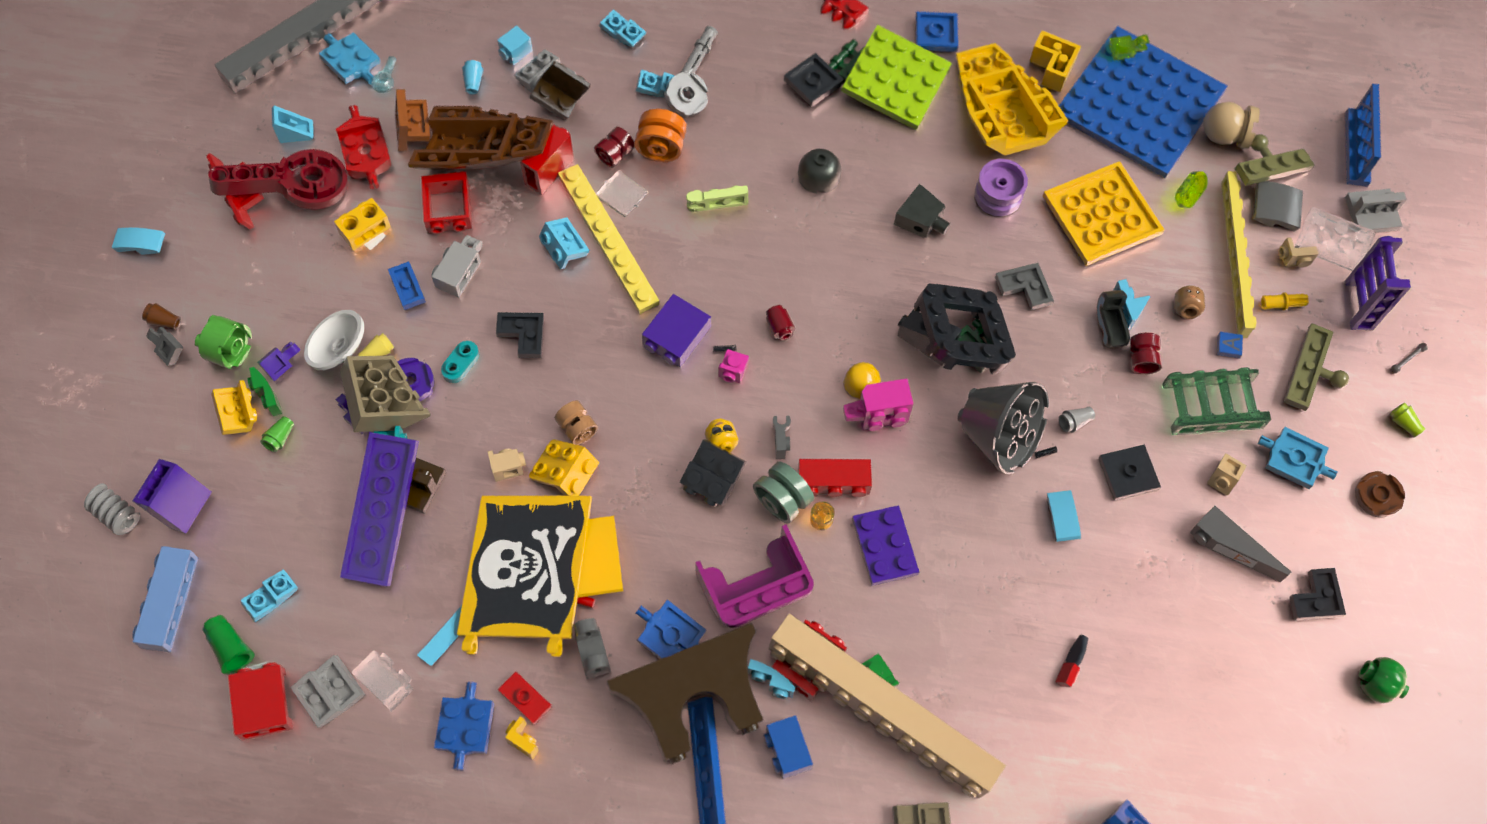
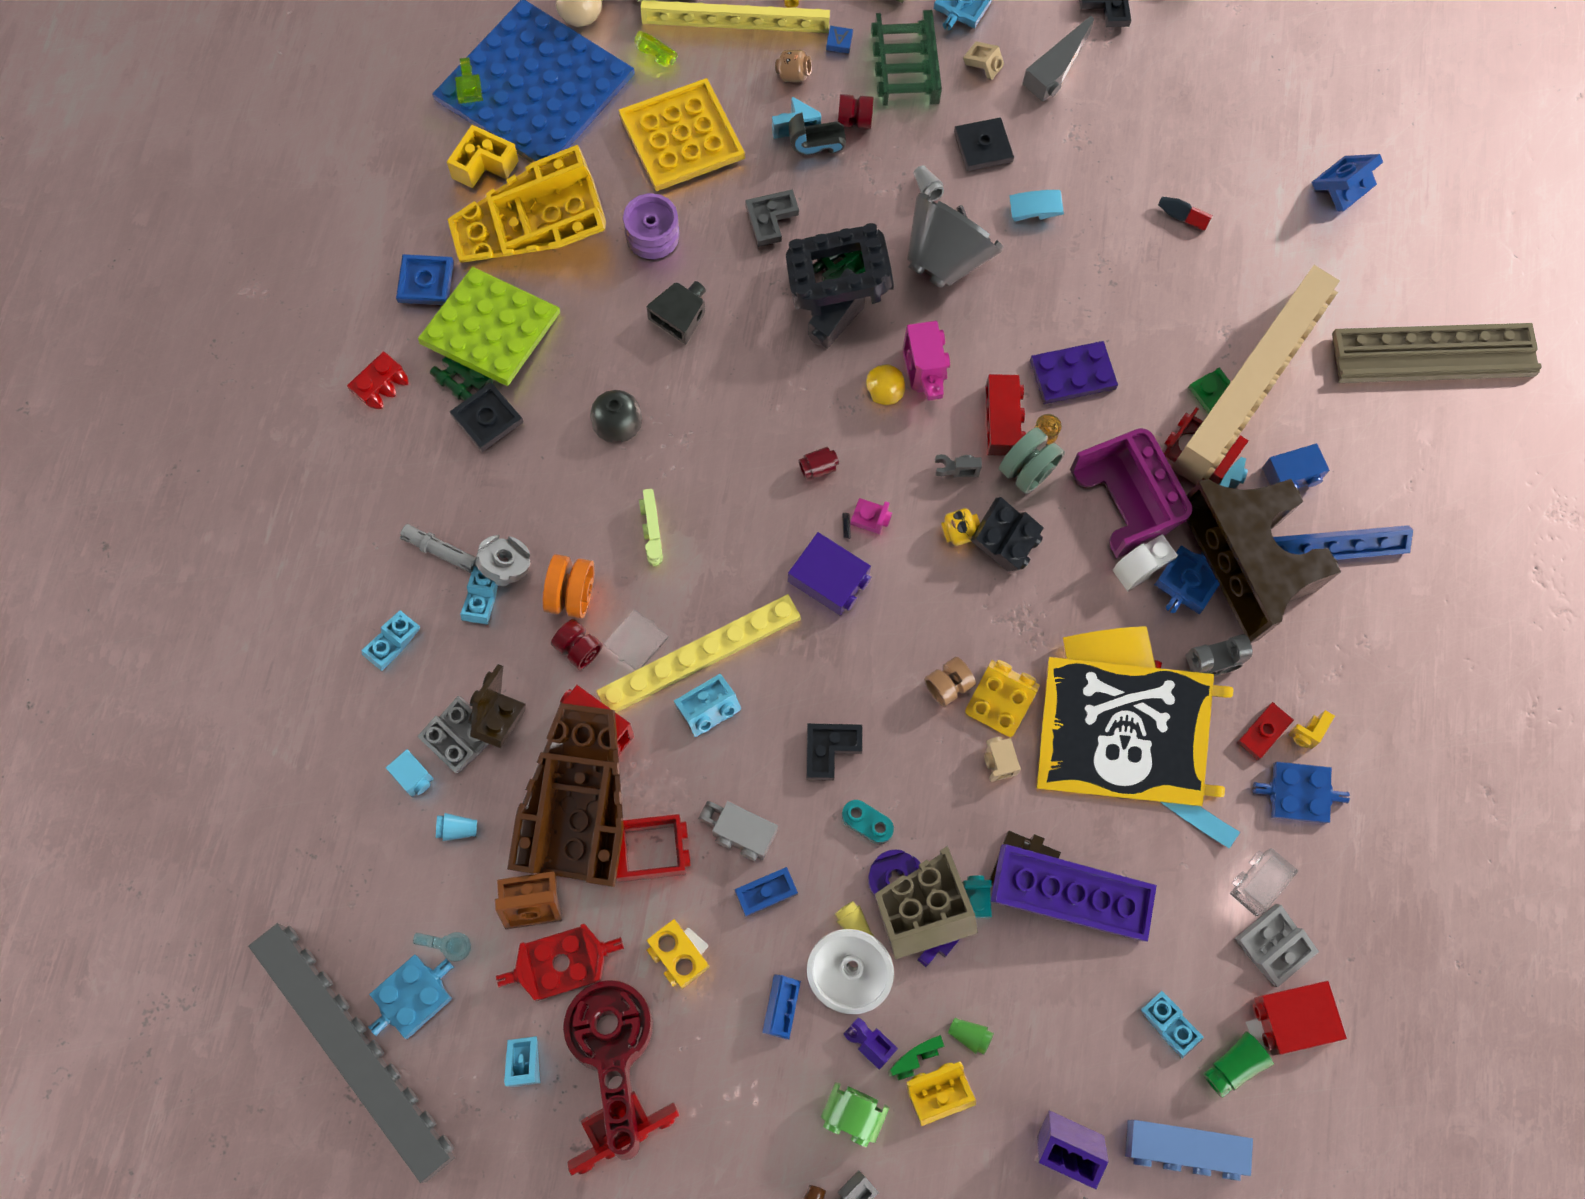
camera: 90 degrees left, 5 degrees up
(315, 296) = (781, 1006): none -> blue plate
(687, 592) = (1143, 561): none -> white brick

